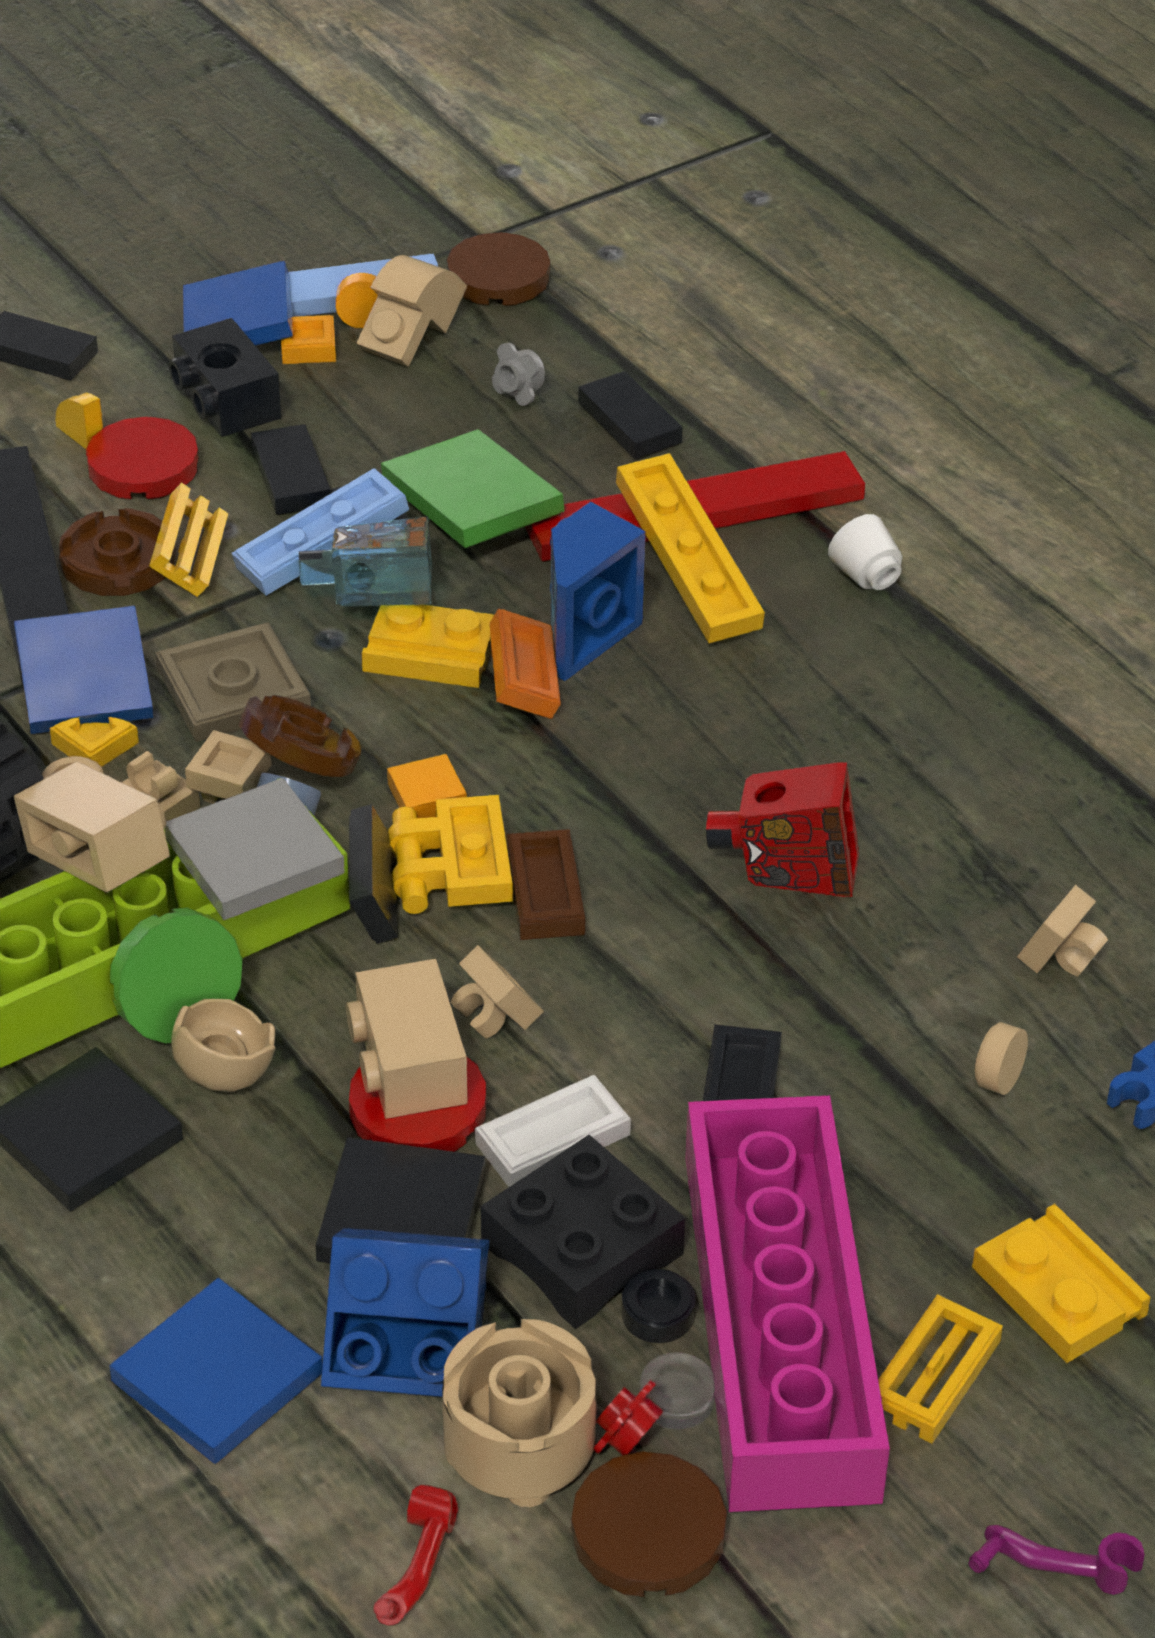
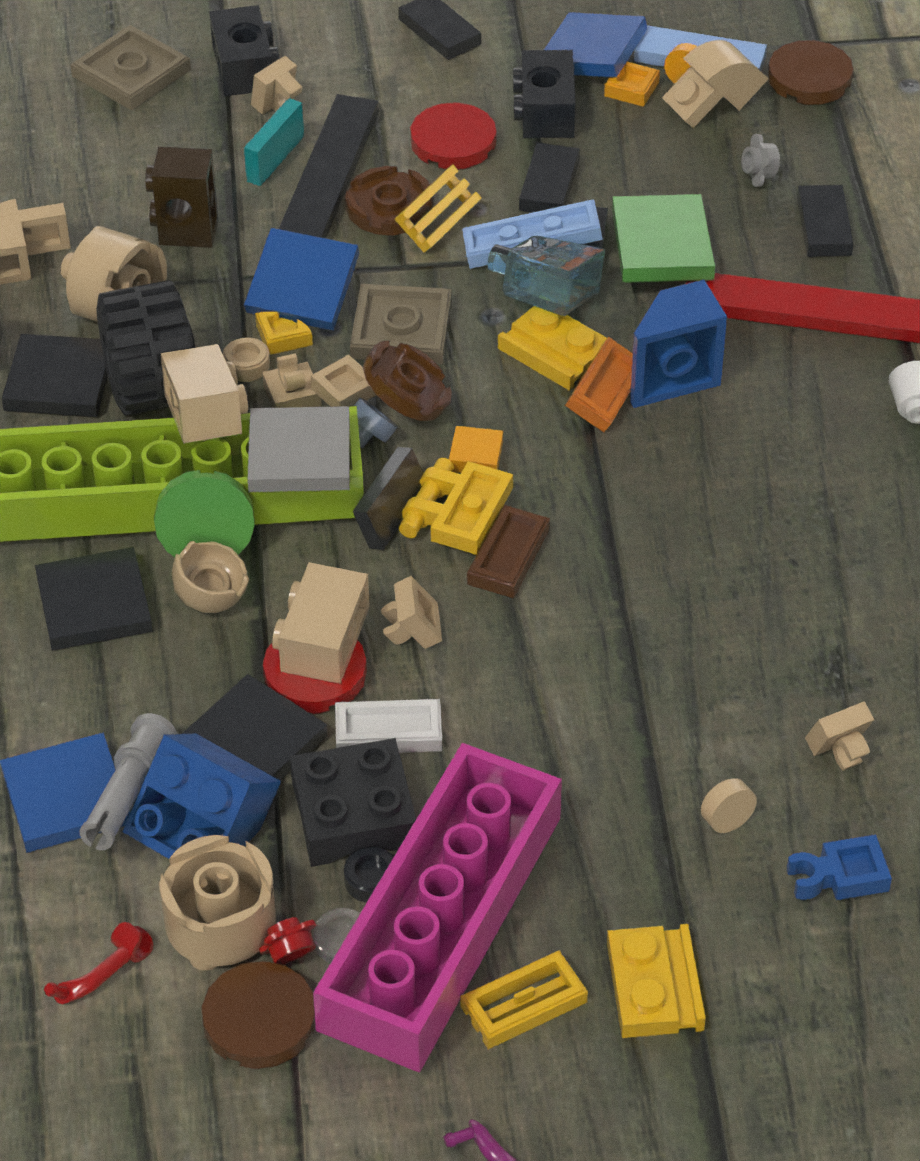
camera: 30 degrees right, 5 degrees up
(80, 417) = (427, 90): yellow tile -> none
(294, 1297) = (131, 767): none -> light grey pin
(690, 548) = (783, 340): yellow plate -> none
(742, 1063) = (545, 738): black tile -> none
(794, 830) = (698, 581): red torso -> none

